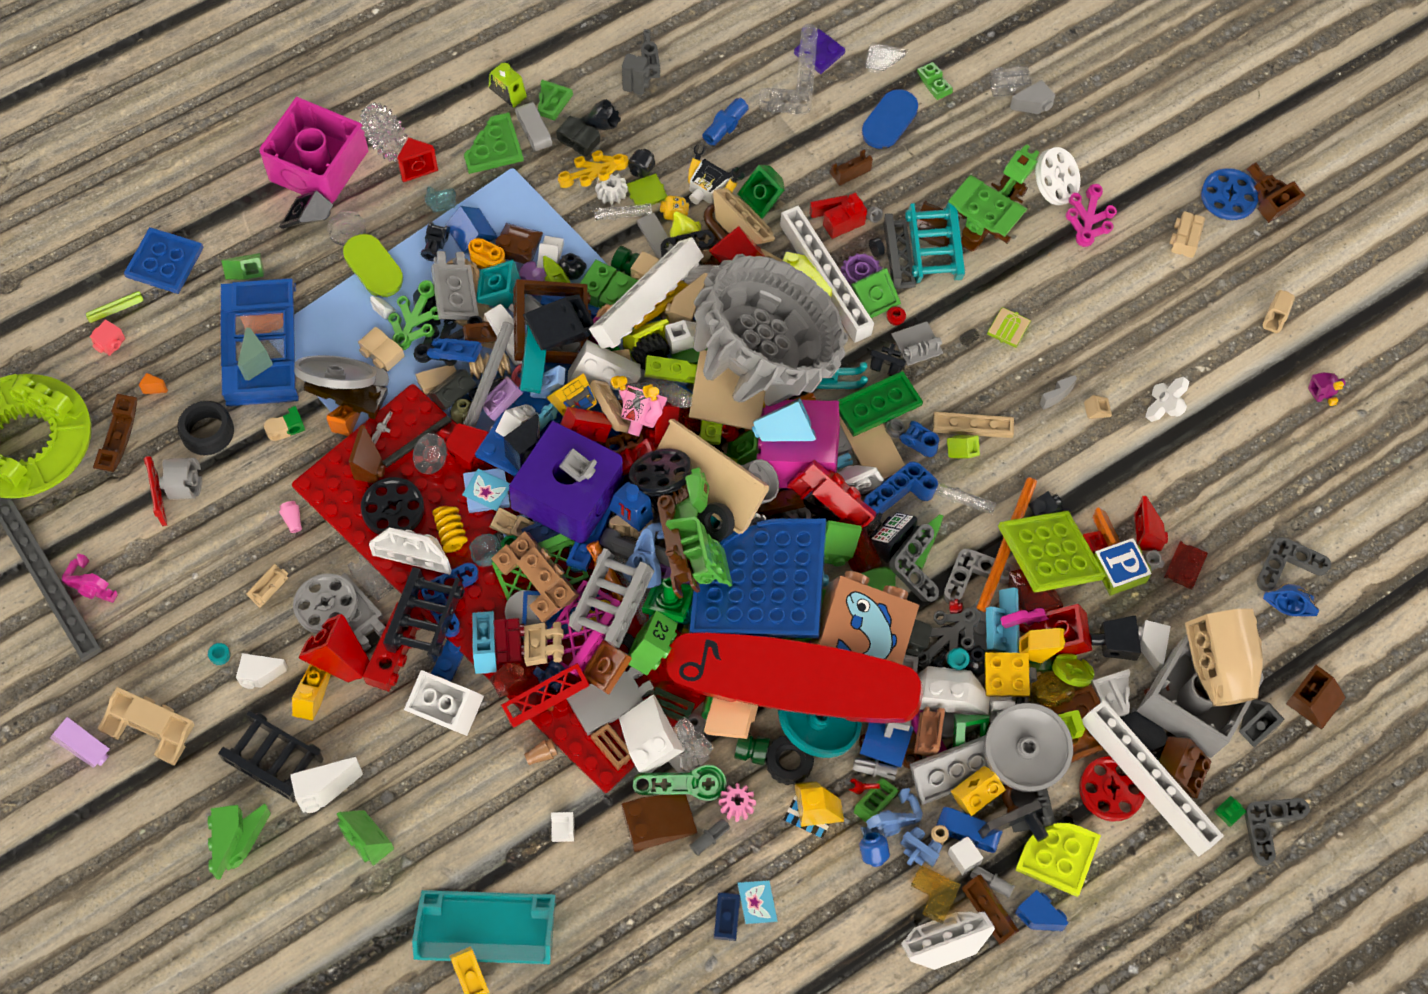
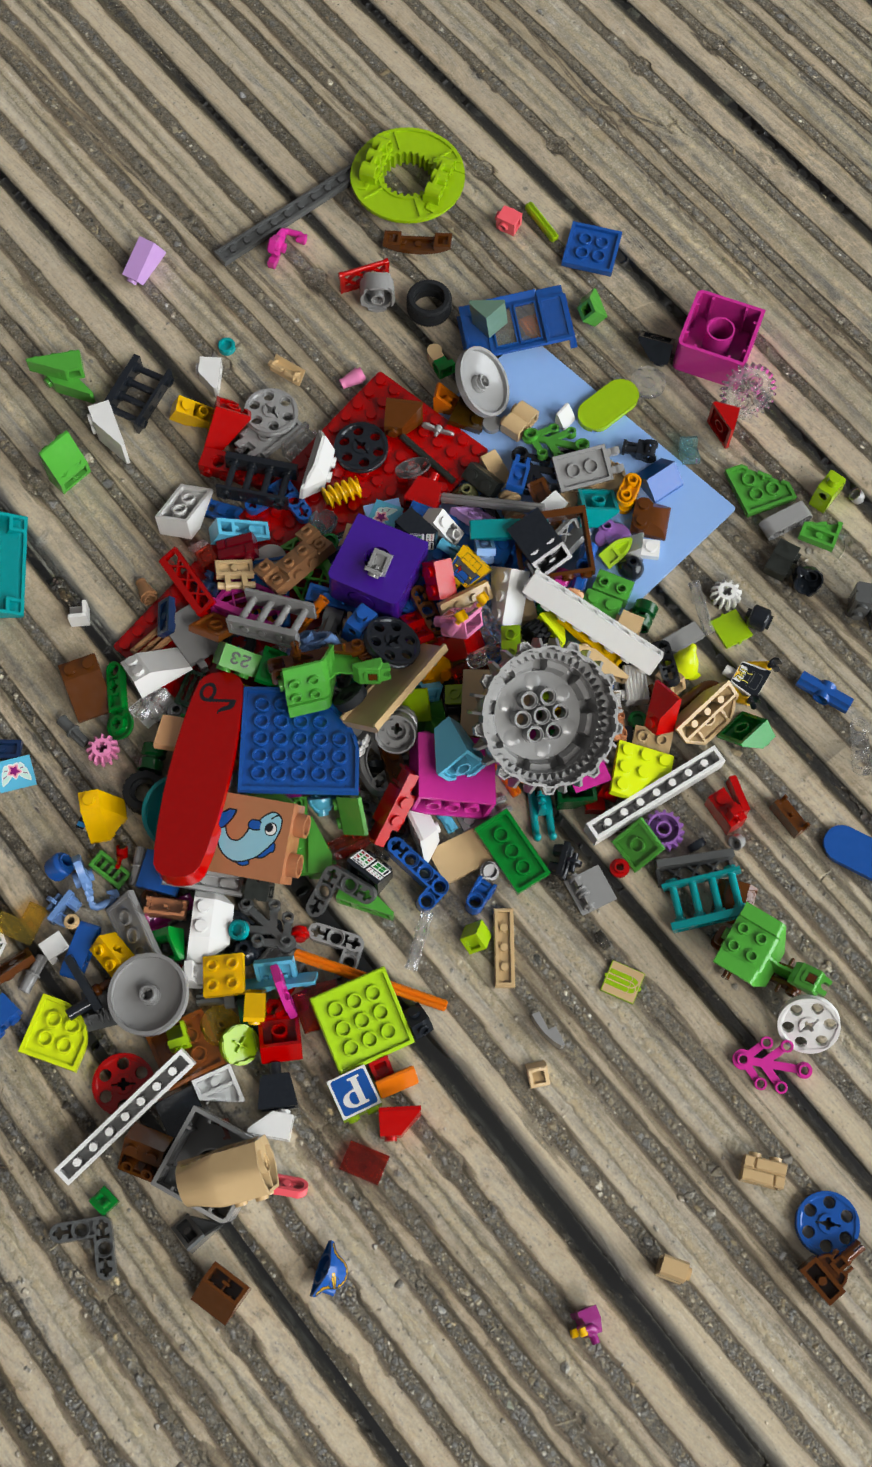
camera: 85 degrees right, 5 degrees up
(149, 718) = (163, 306): tan bracket -> none
(152, 385) = (467, 259): orange slope -> none
(512, 61) = (857, 496): none -> light grey hinge
(586, 721) = (166, 617): none -> dark blue plate
(602, 170) = (753, 594): yellow plant -> none
(673, 204) = (711, 652): yellow head -> none
(1156, 556) = (367, 1121): light grey plate -> none
(1168, 399) = (547, 1144): white plant -> none
(1289, 555) = (382, 1274): dark grey beam -> none

